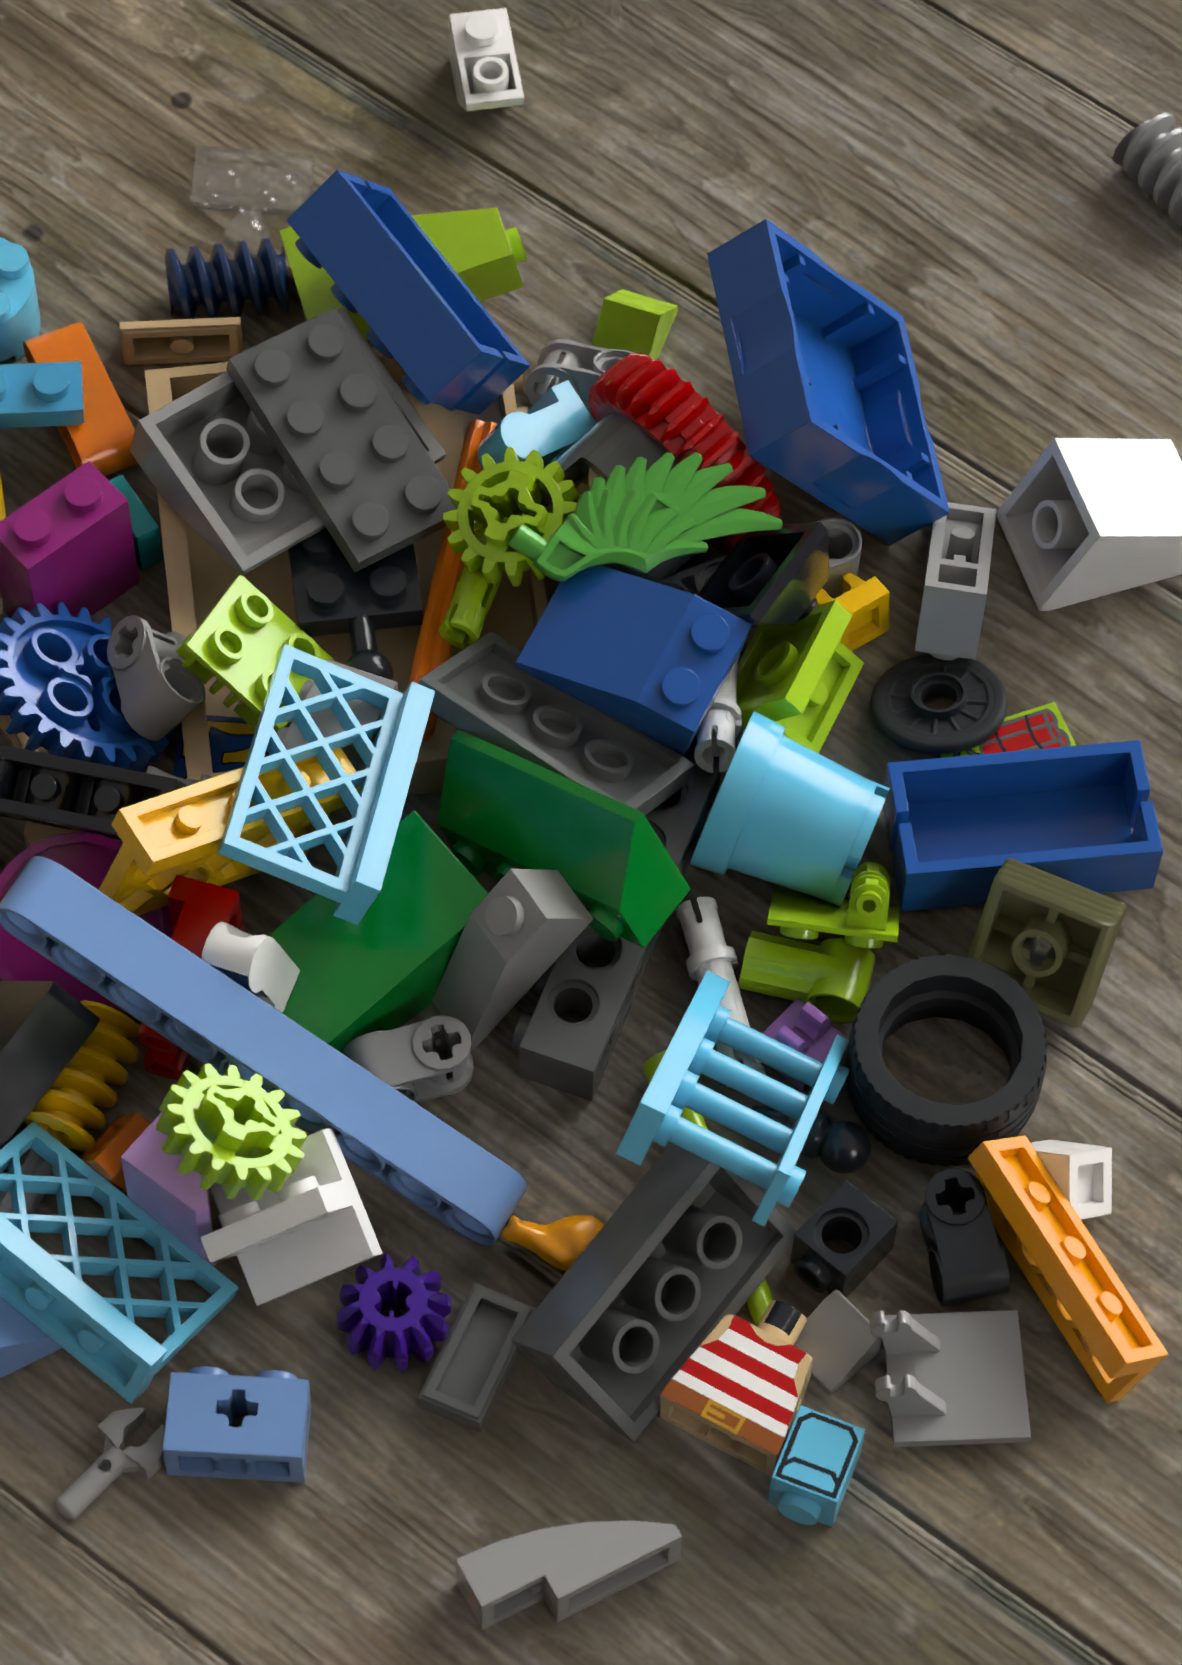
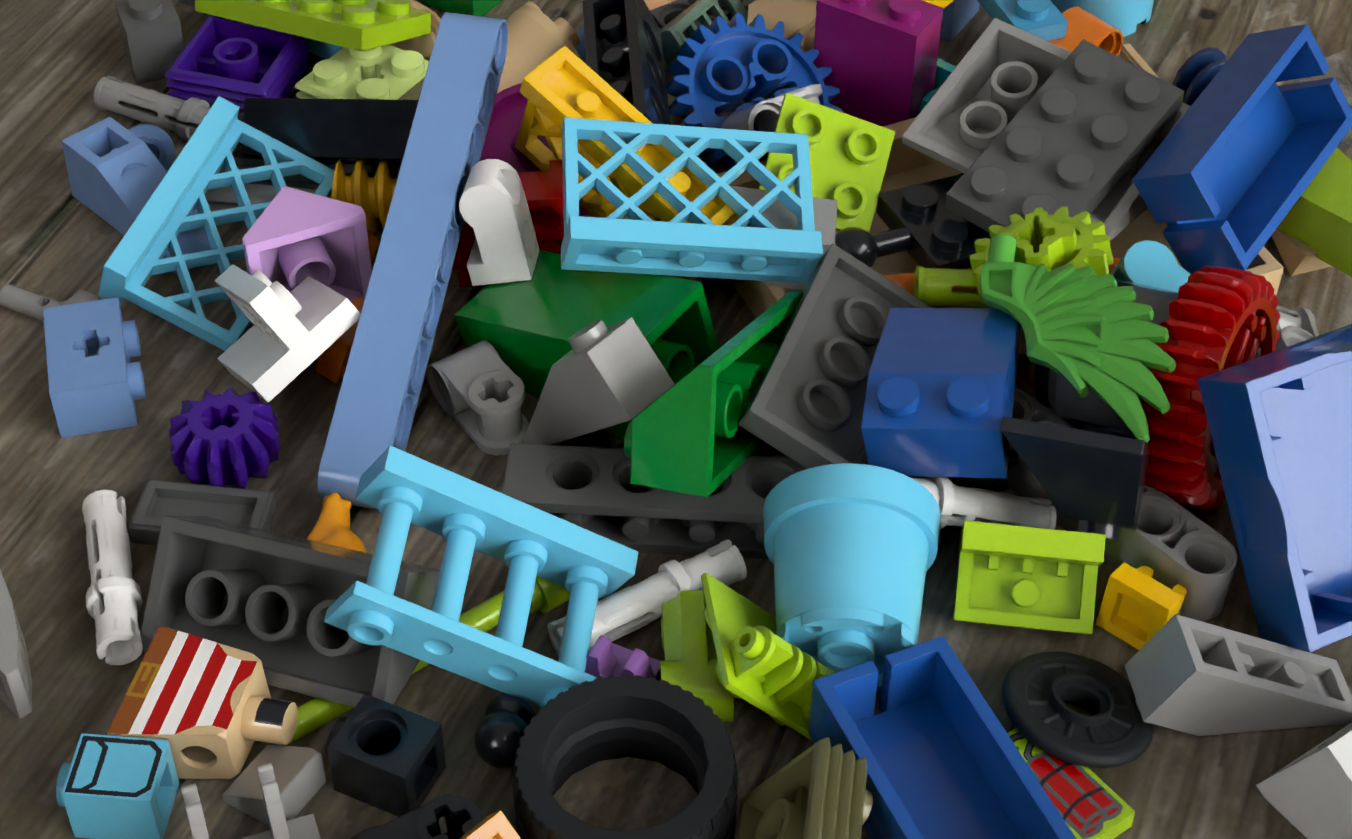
camera: 75 degrees right, 15 degrees down
(231, 1131) = (281, 225): lime gear -> none
(542, 1446) = (113, 593): none -> white pin

